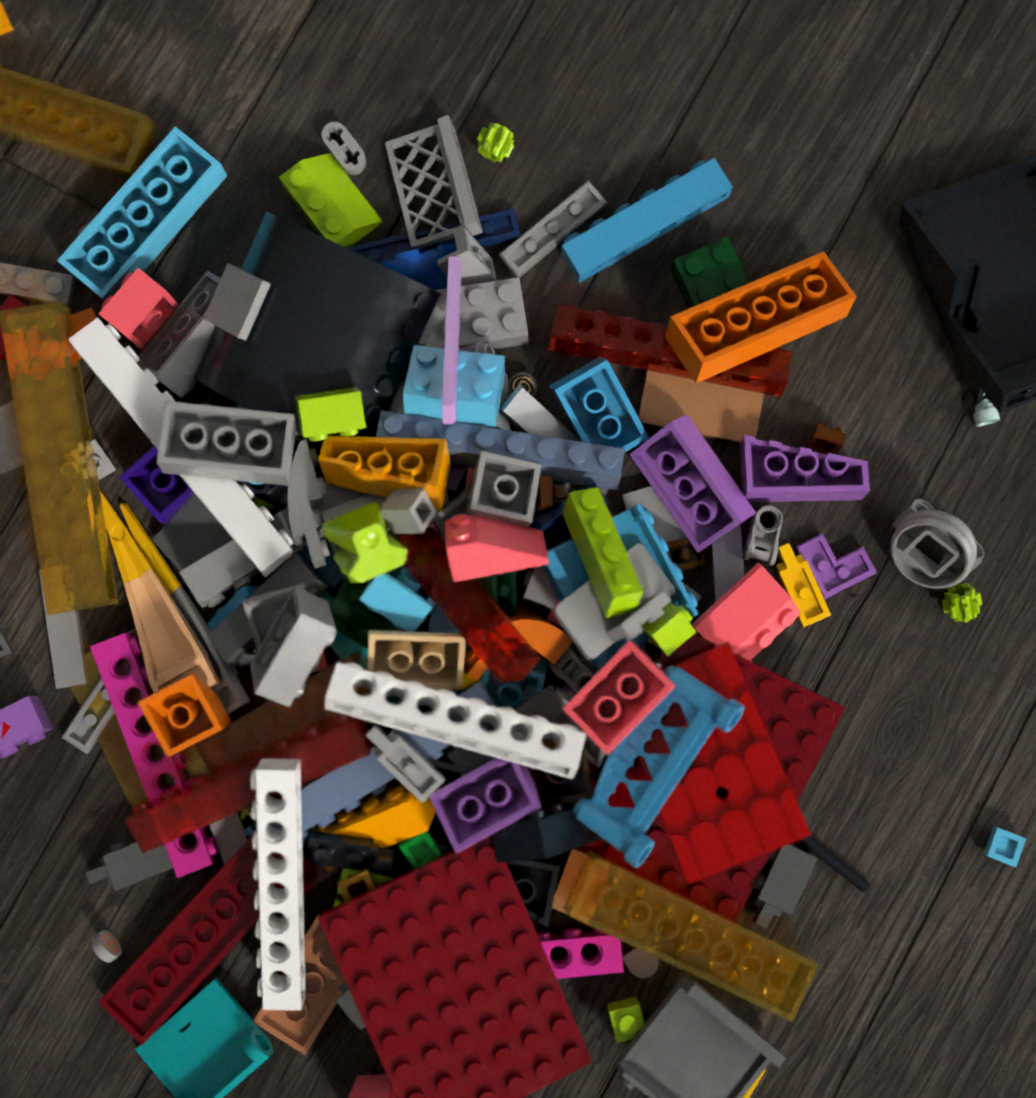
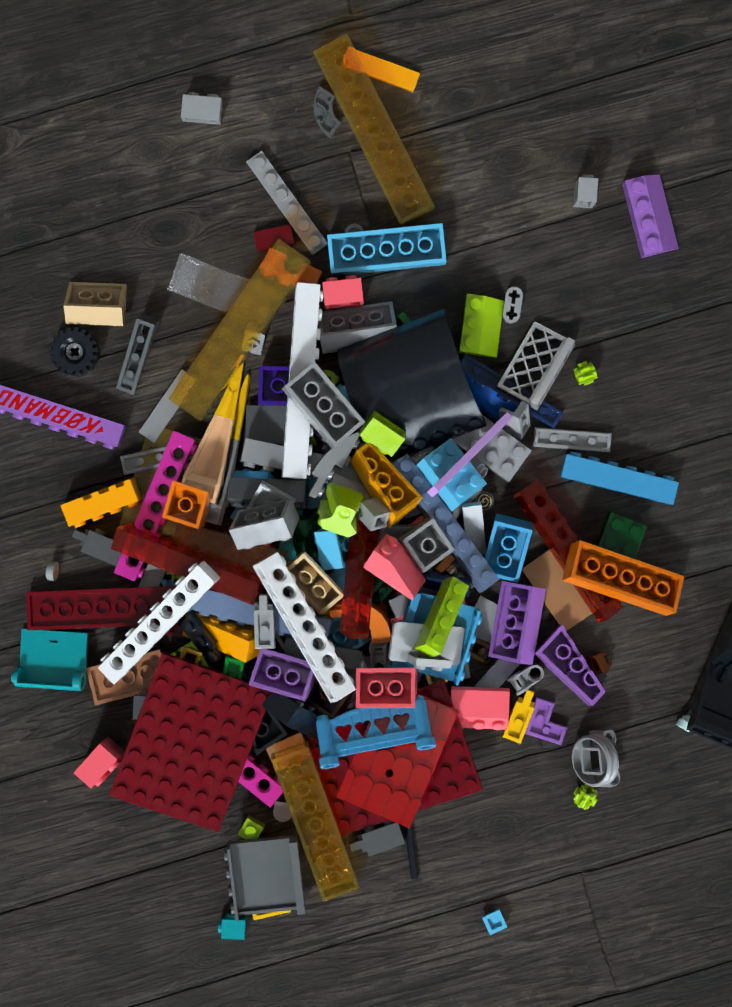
camera: 45 degrees right, 5 degrees up
(87, 809) = (102, 501): none -> light orange wedge
(237, 301) = (390, 339): light grey tile -> none
(670, 629) = (439, 680): lime brick -> none

